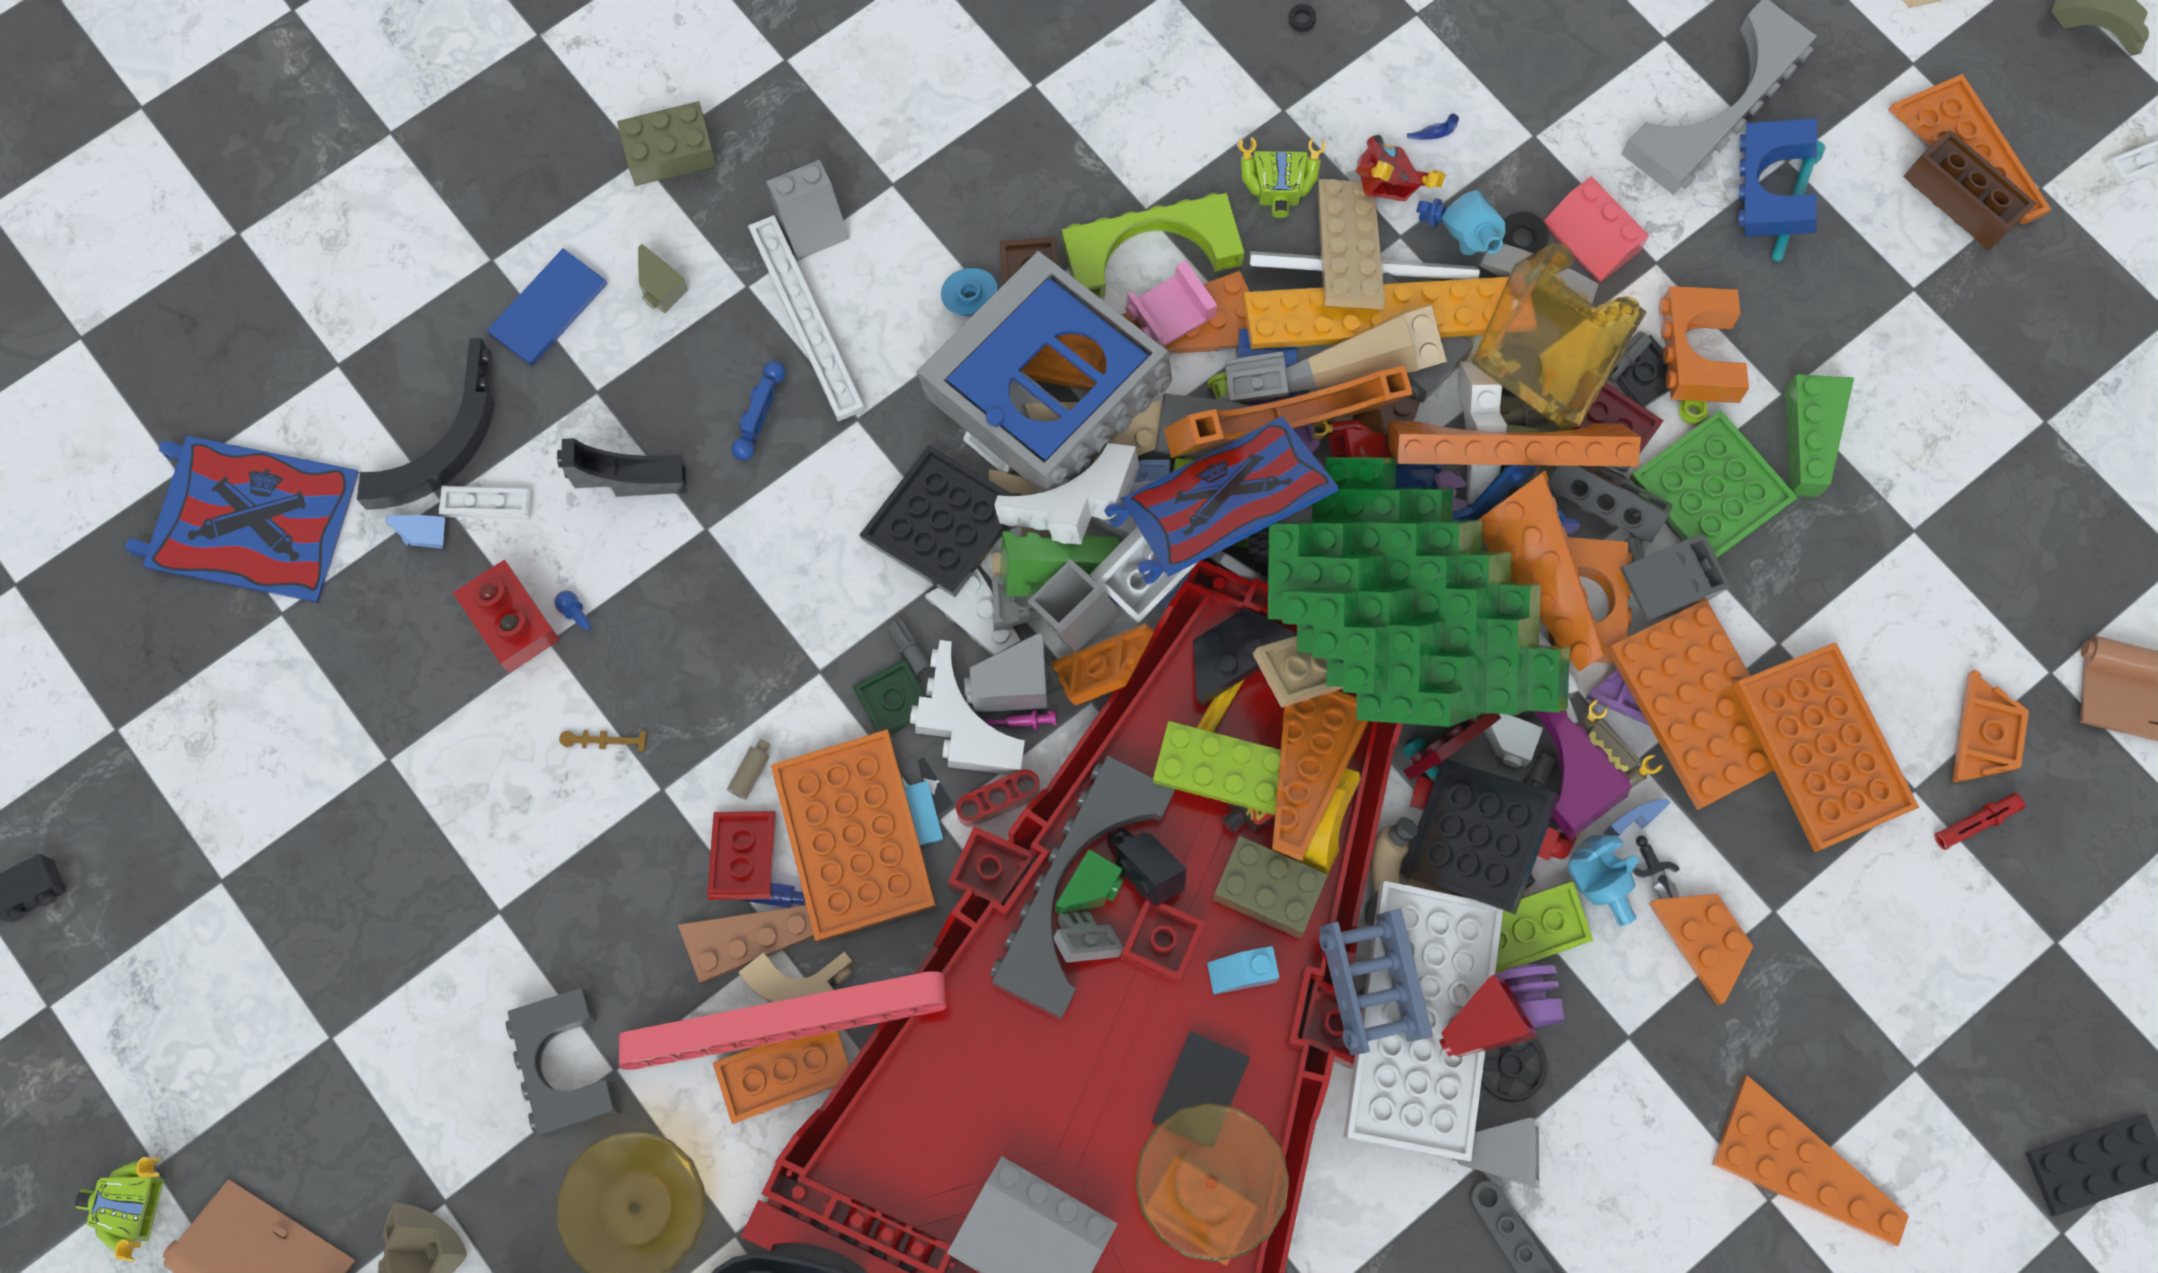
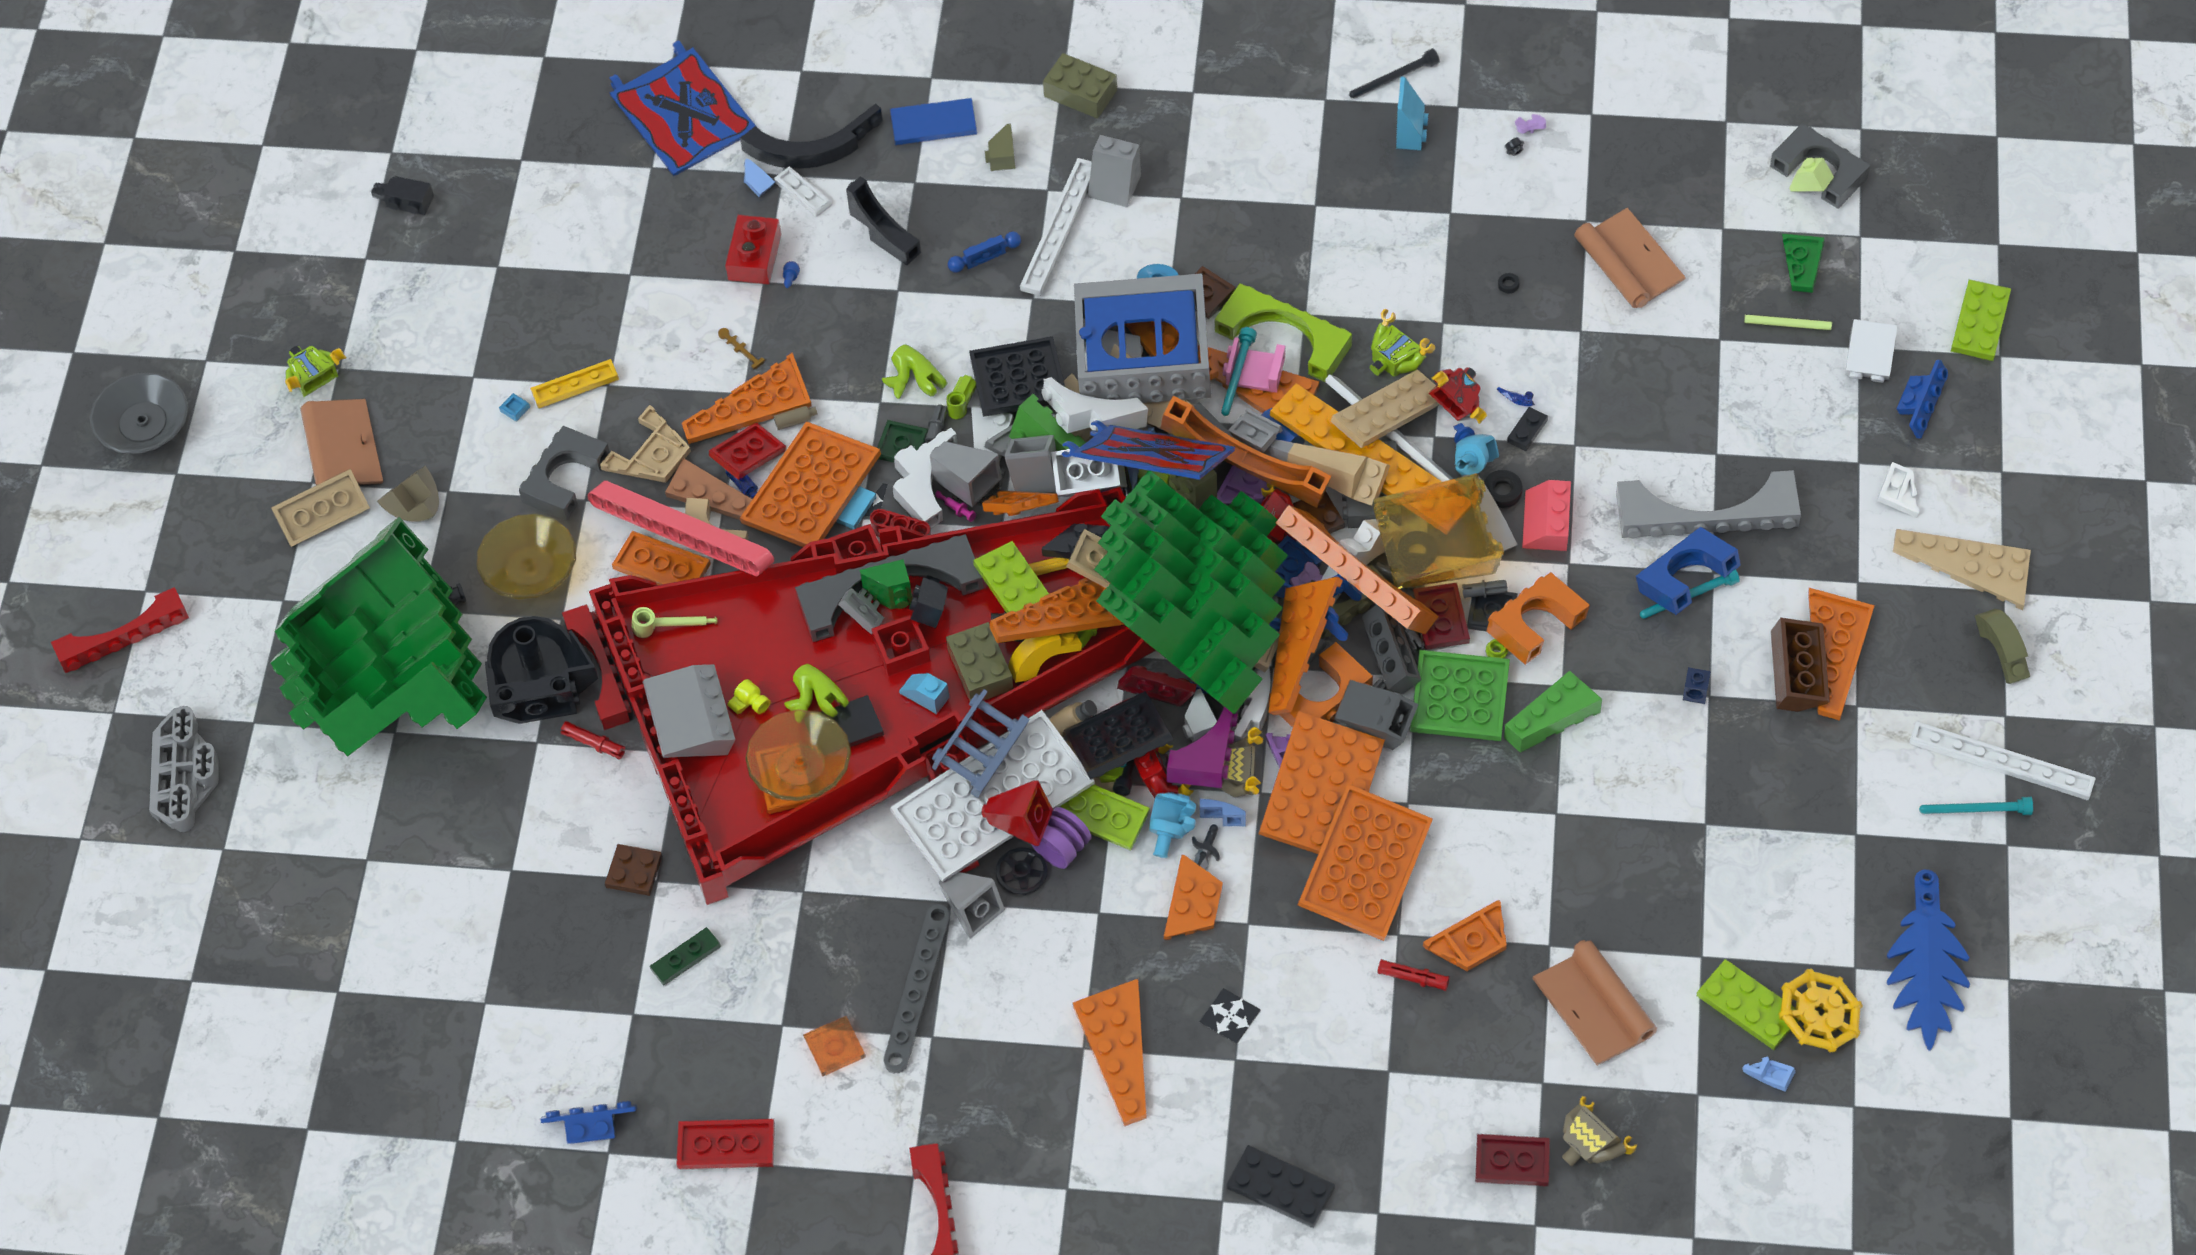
camera: 50 degrees right, 15 degrees down
(419, 1032) = (514, 407): none -> dark azure tile
(462, 945) = (574, 383): none -> yellow plate
(646, 945) = (656, 457): none -> tan wing
(690, 783) = (752, 402): none -> orange wing
(805, 599) = (908, 358): none -> lime piece
(886, 1148) = (647, 615): none -> yellowish green piece
(903, 592) = (960, 397): none -> lime piece
(1065, 1153) = (748, 694): none -> neon yellow piece
(1116, 1072) = (826, 691): none -> lime piece
(1131, 281) = (1247, 337): none -> teal piece
(1478, 155) = (1527, 428): none -> black plate
(1862, 1027) = (1230, 1015): none -> black sticker
(1905, 288) = (1696, 685): none -> dark blue brick

